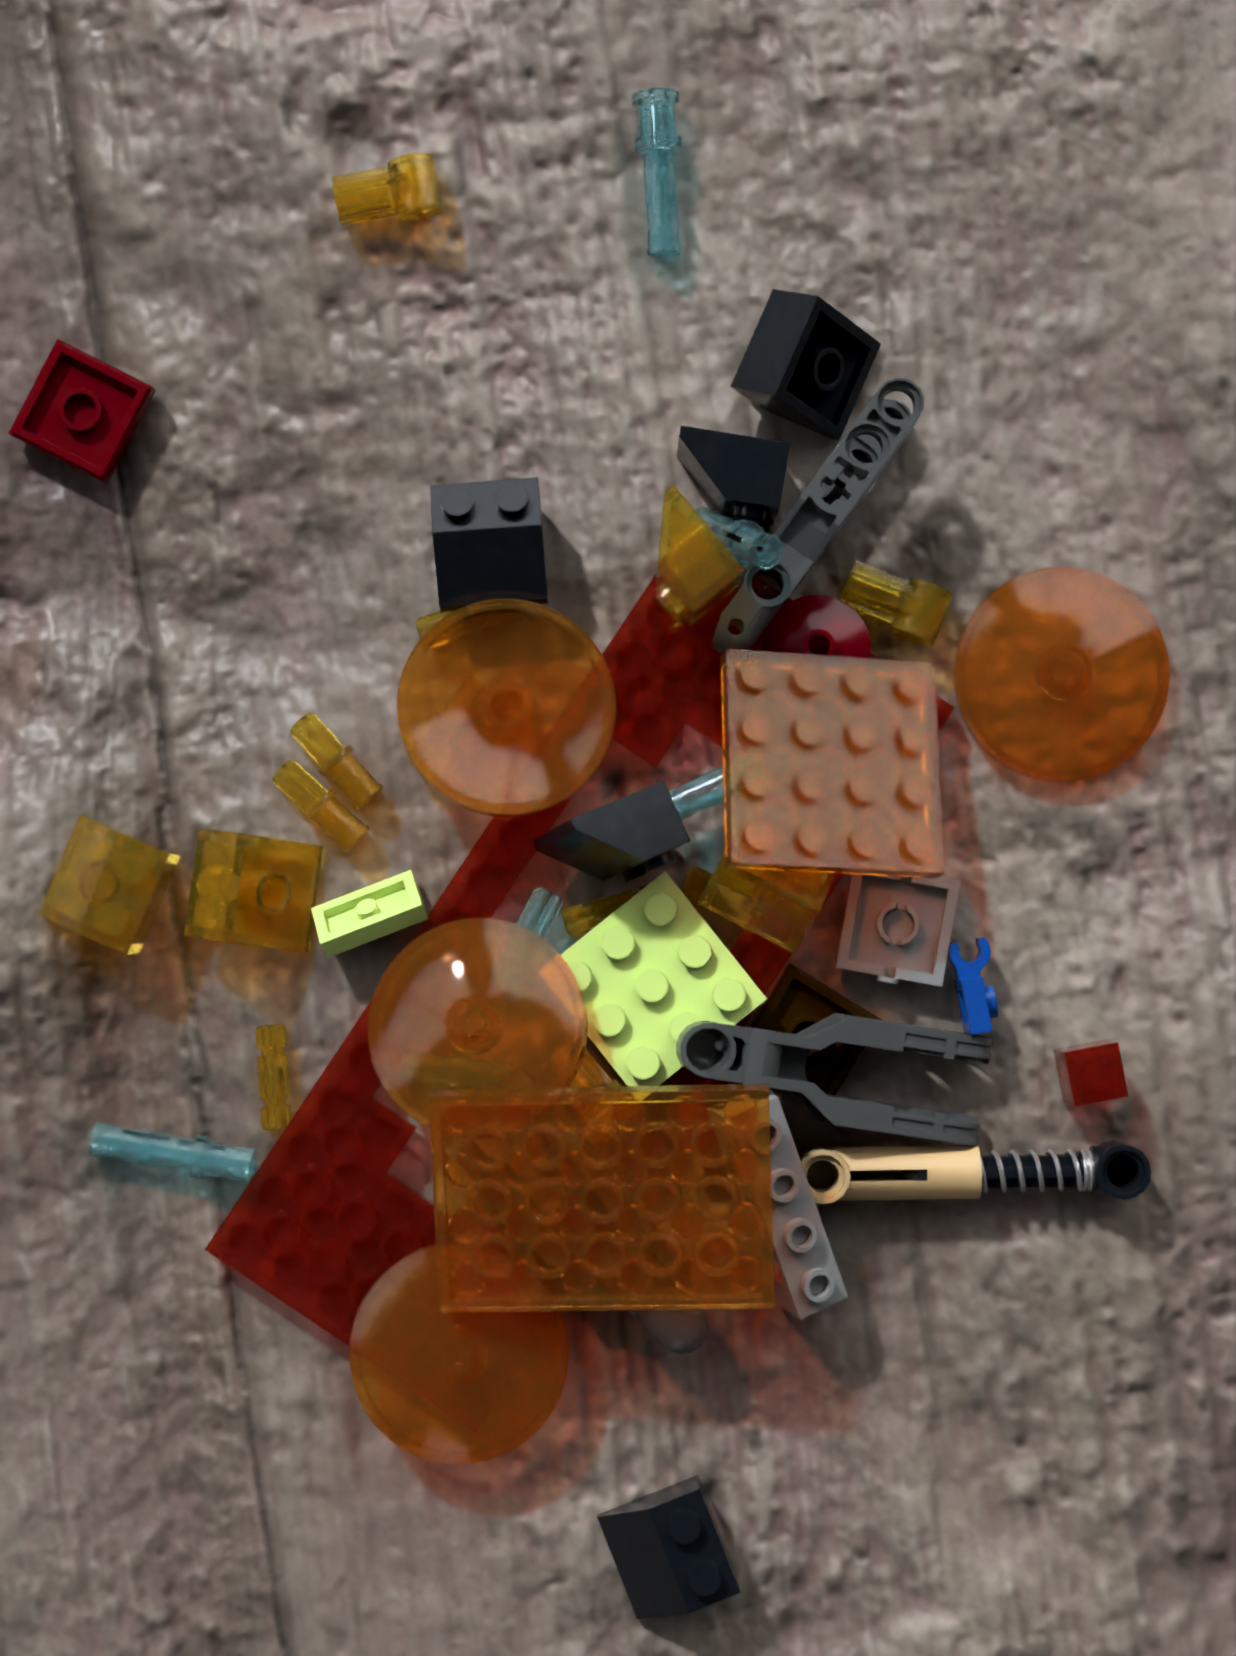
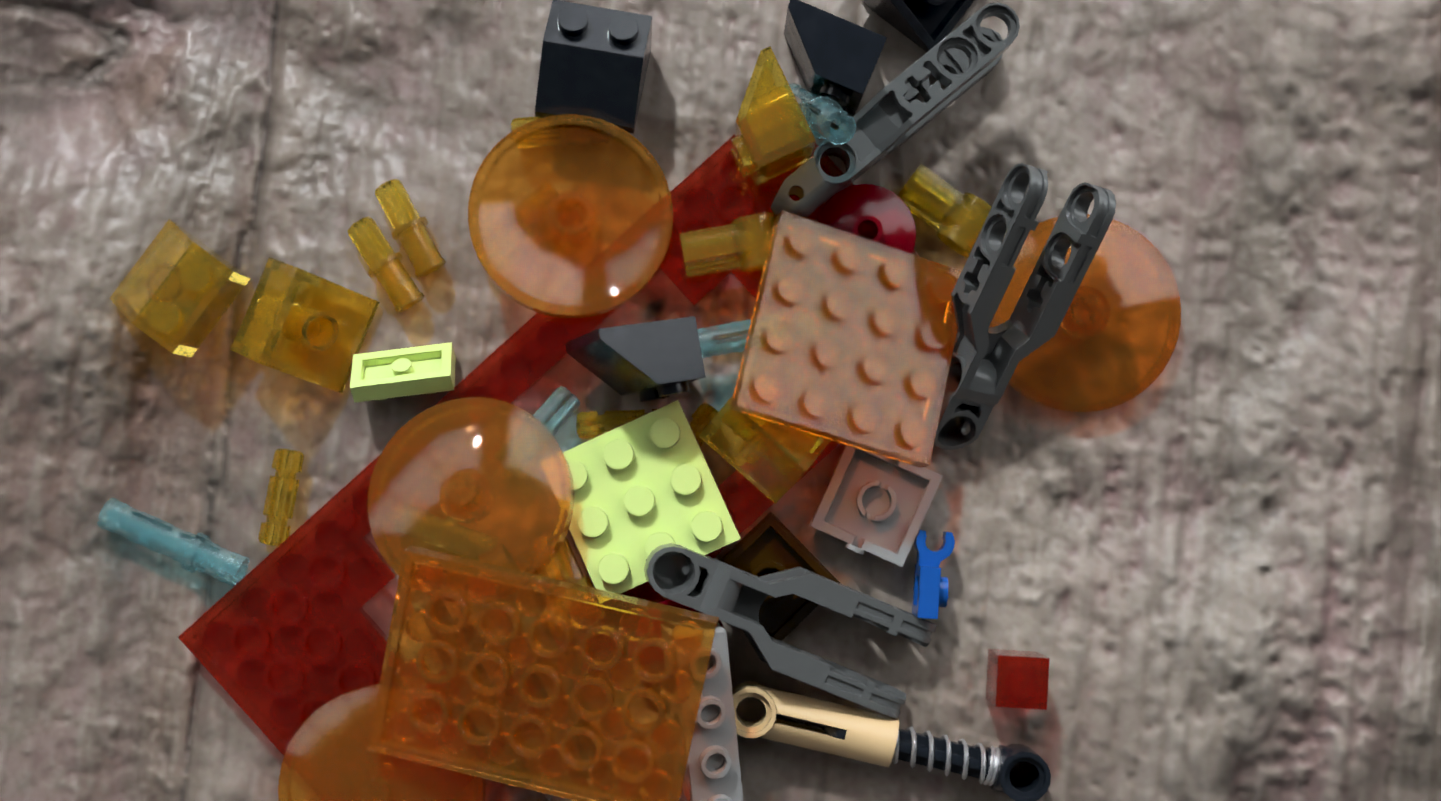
camera: 15 degrees right, 0 degrees up
(675, 700) = (728, 247): none -> clear yellow piece
(977, 744) = (988, 356): none -> dark grey piece

